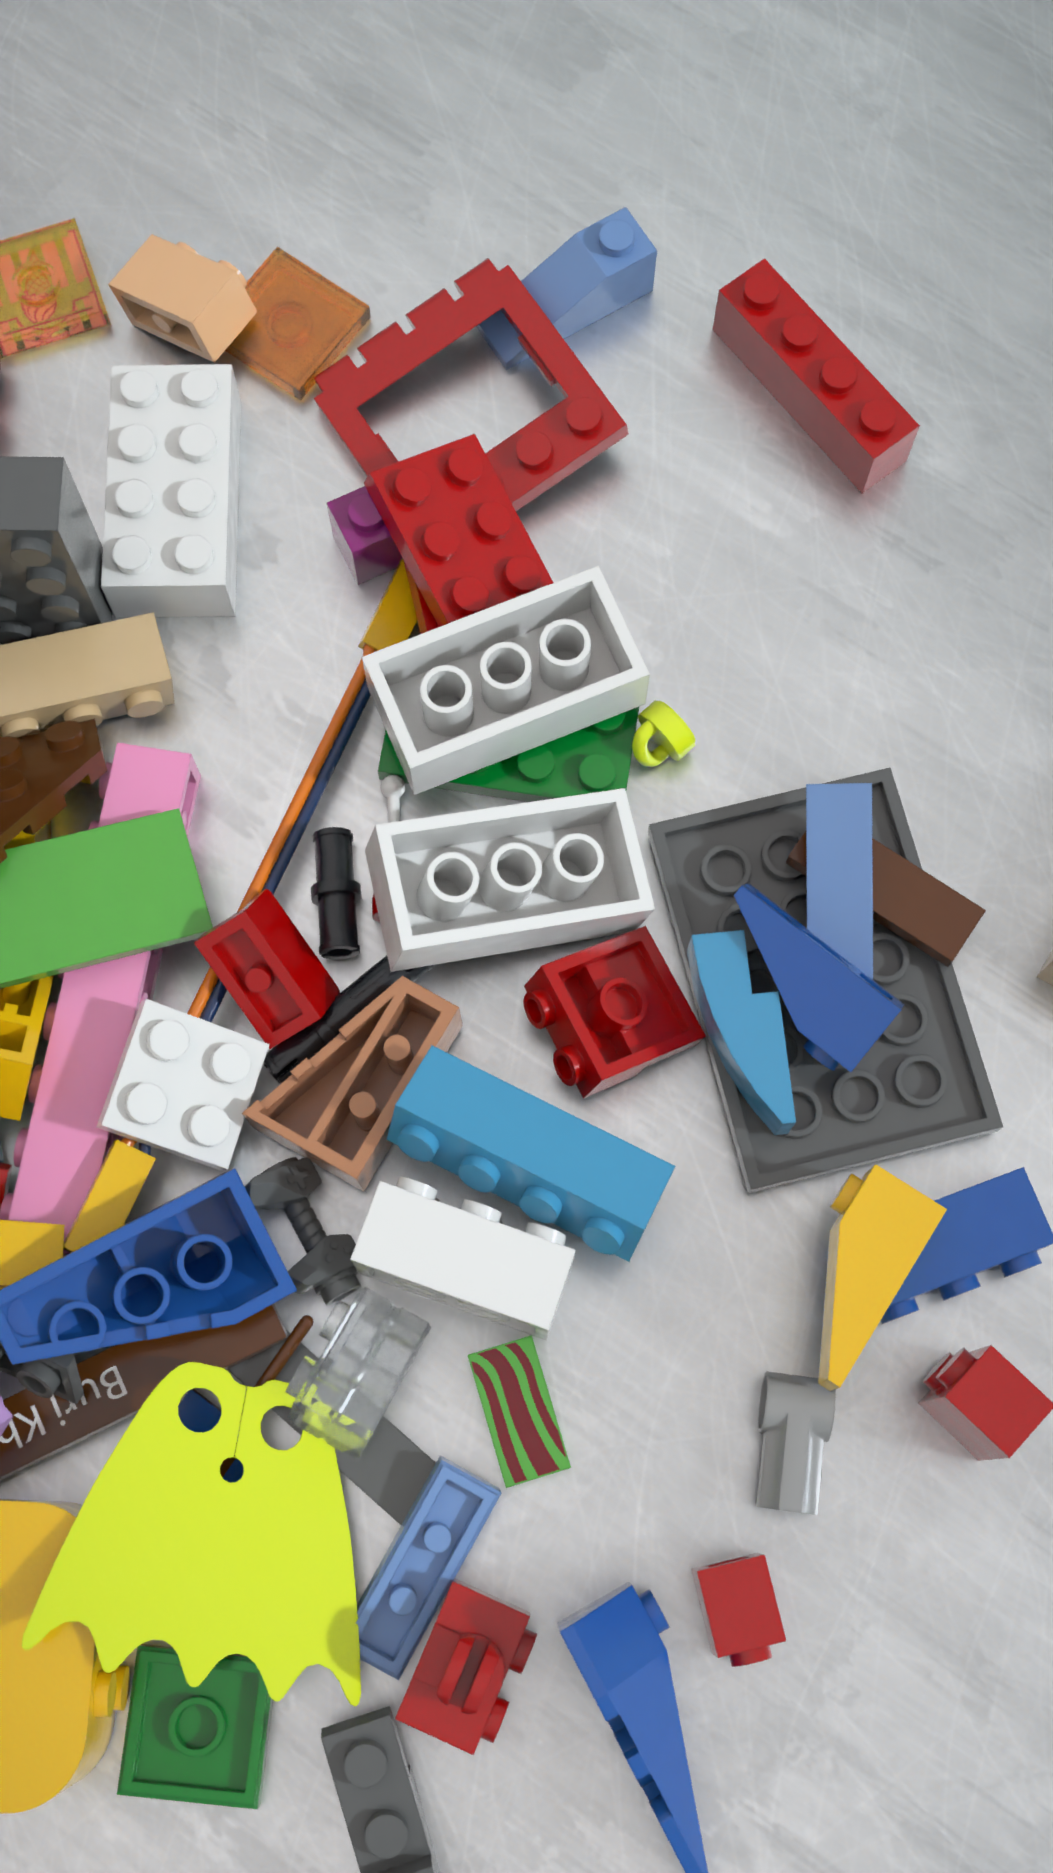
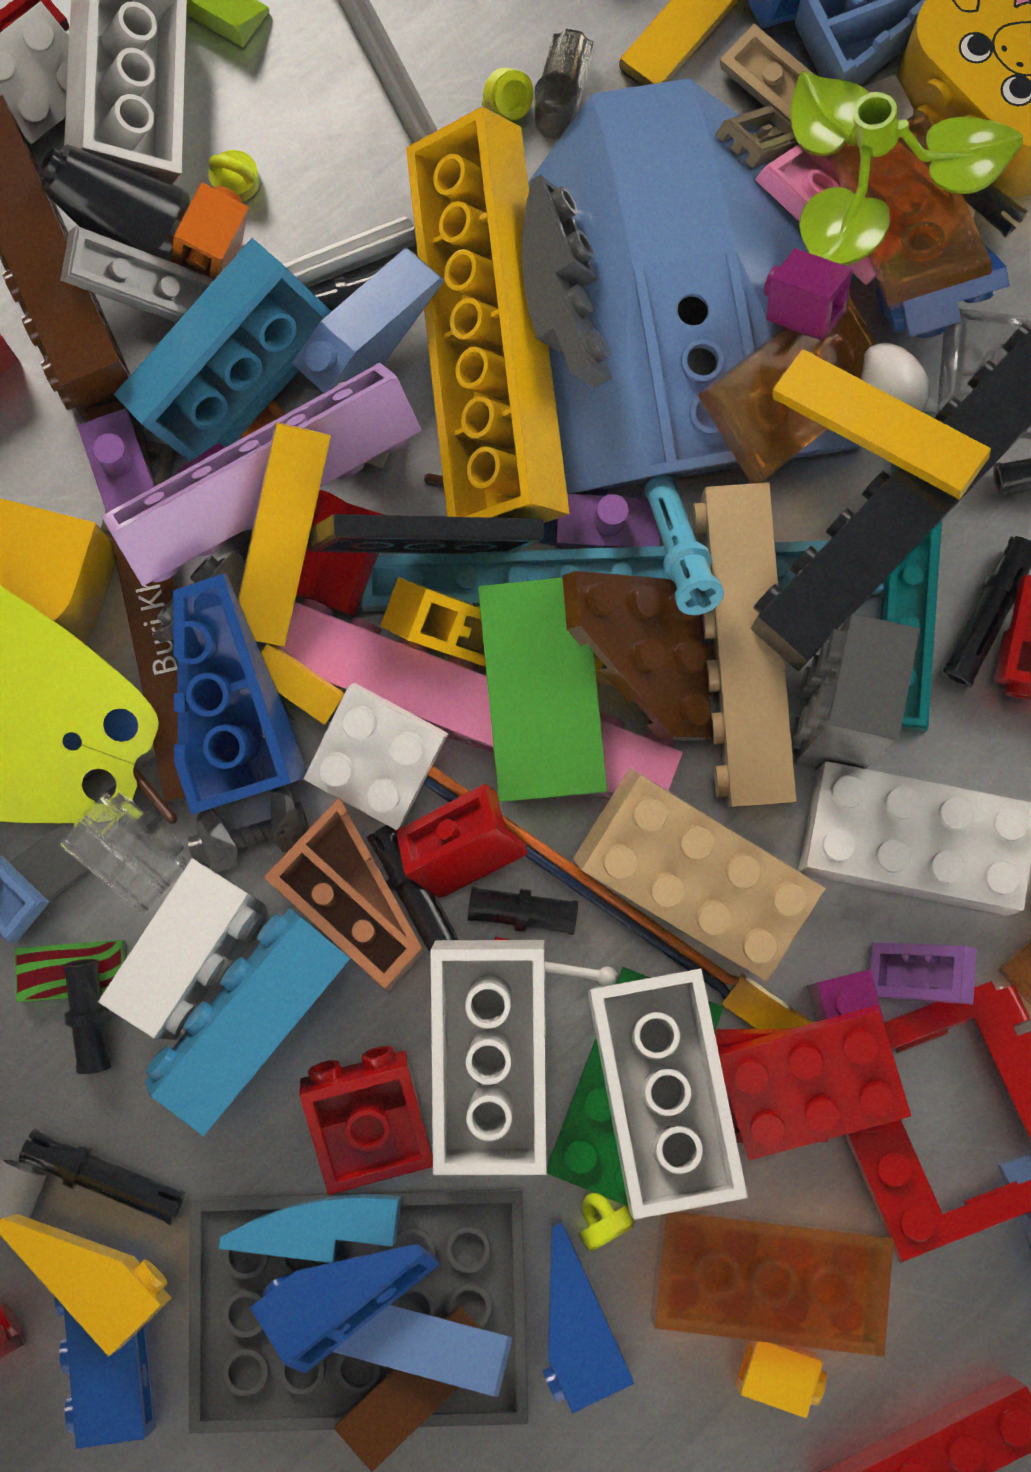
camera: 105 degrees right, 5 degrees up
(253, 698) = (697, 874): none -> tan brick
(317, 452) = (924, 972): none -> medium lavender tile
(567, 1370) = (86, 1016): none -> black pin
(679, 549) = (772, 1281): none -> clear orange brick
(748, 1318) = (101, 1176): none -> black pin
(771, 532) = (781, 1376): none -> yellow brick
(778, 740) = (580, 1341): none -> blue slope

